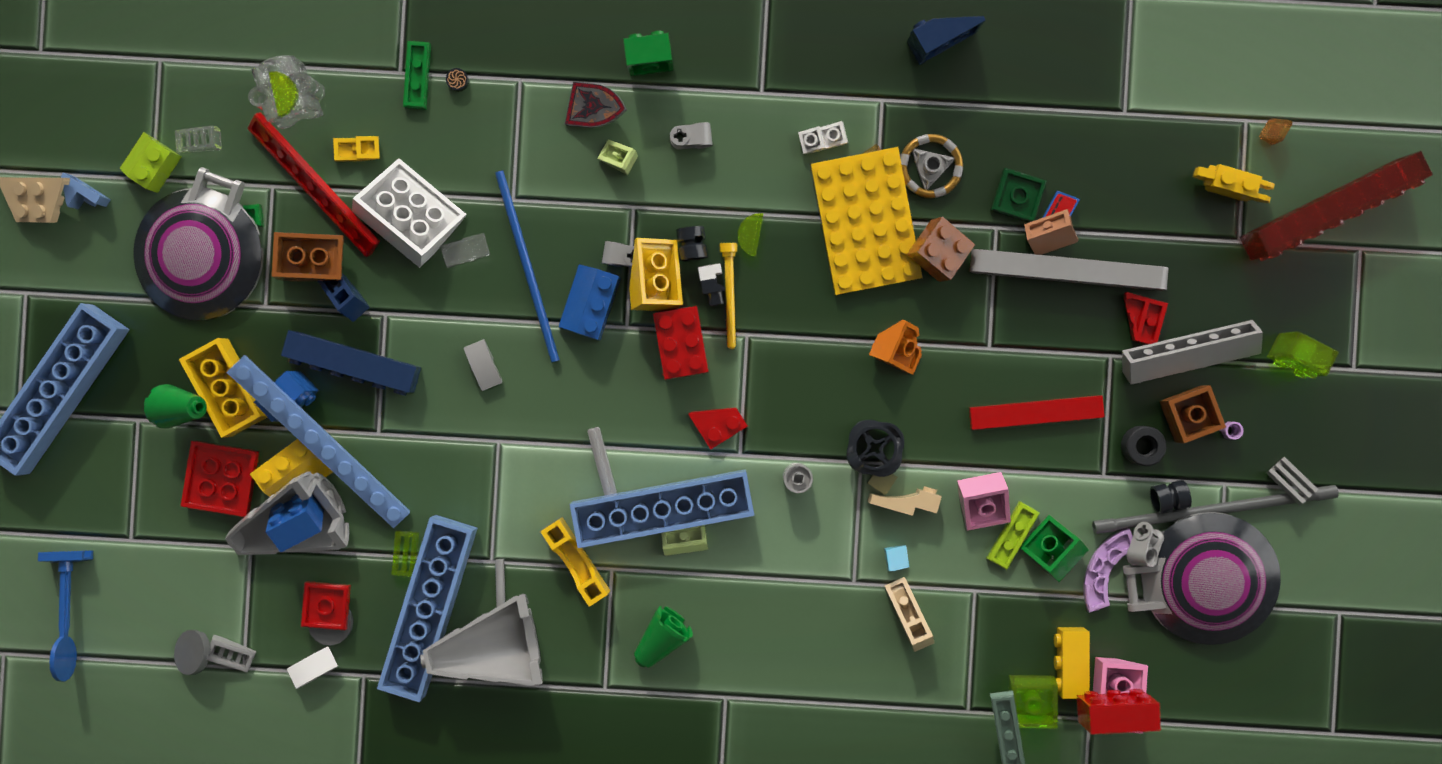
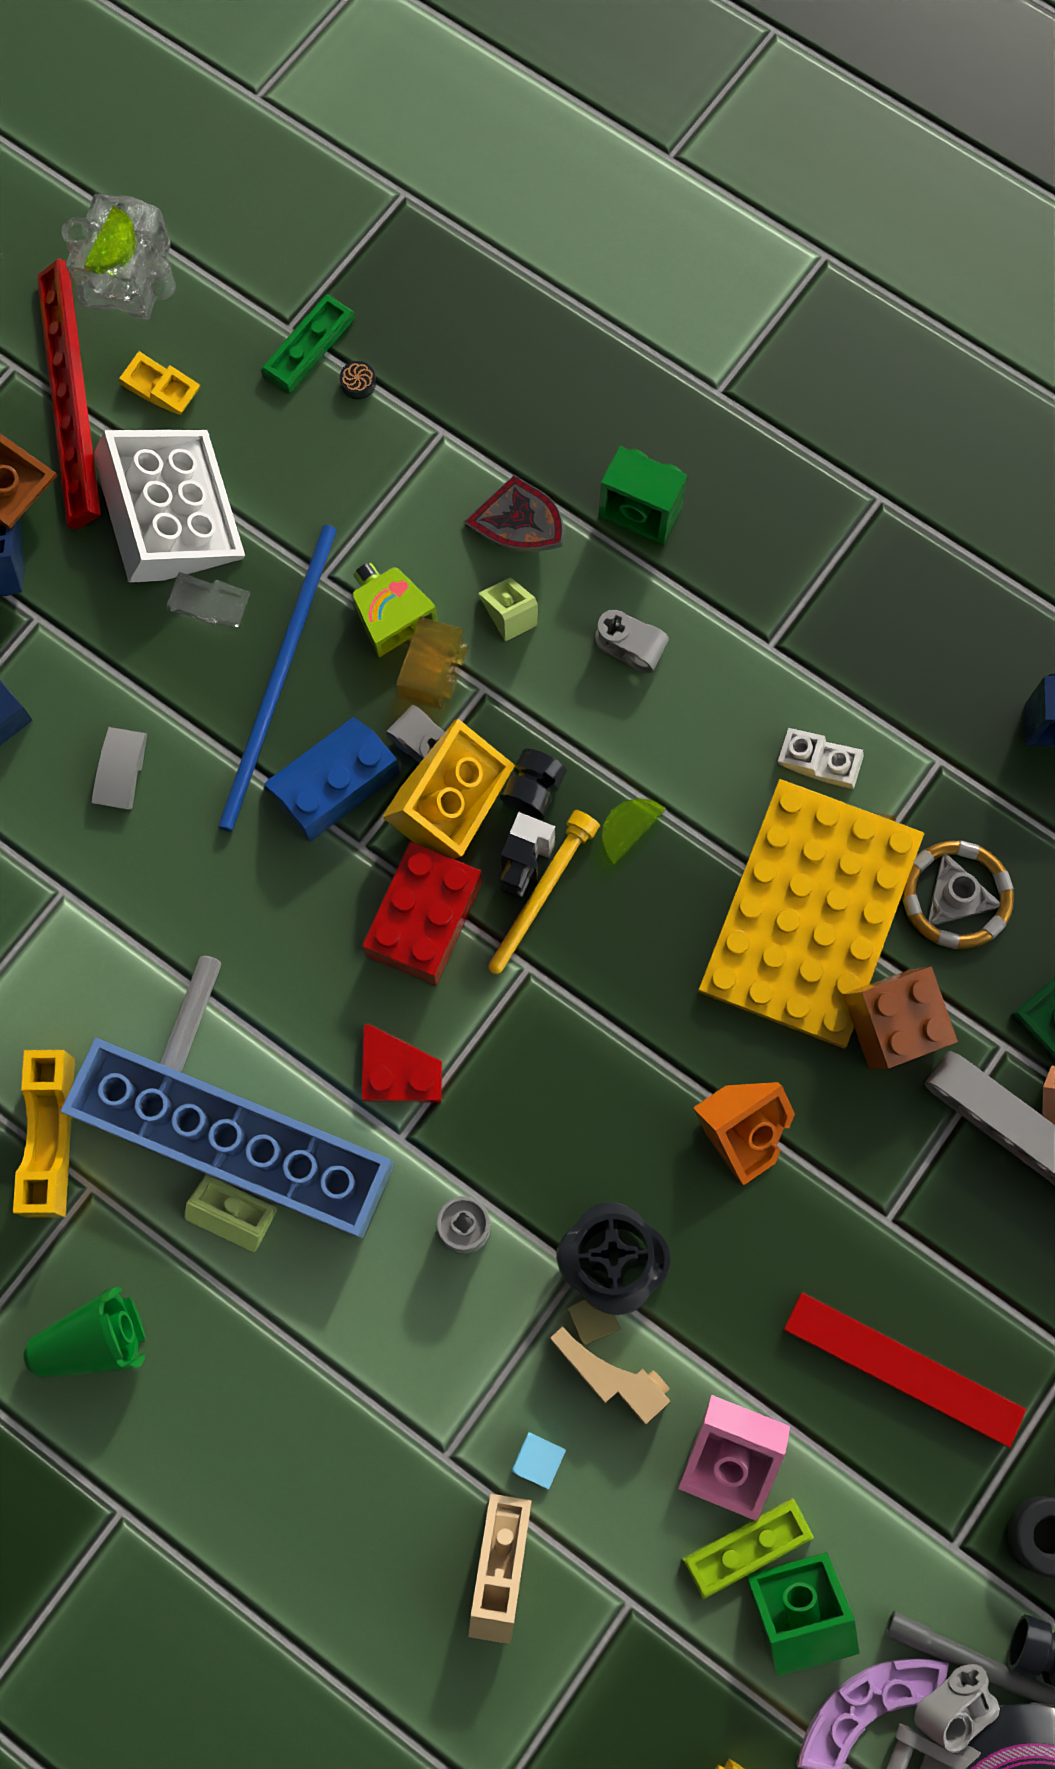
camera: 30 degrees right, 15 degrees down
(559, 196) = (389, 607): none -> lime torso
(600, 212) = (431, 663): none -> clear yellow brick

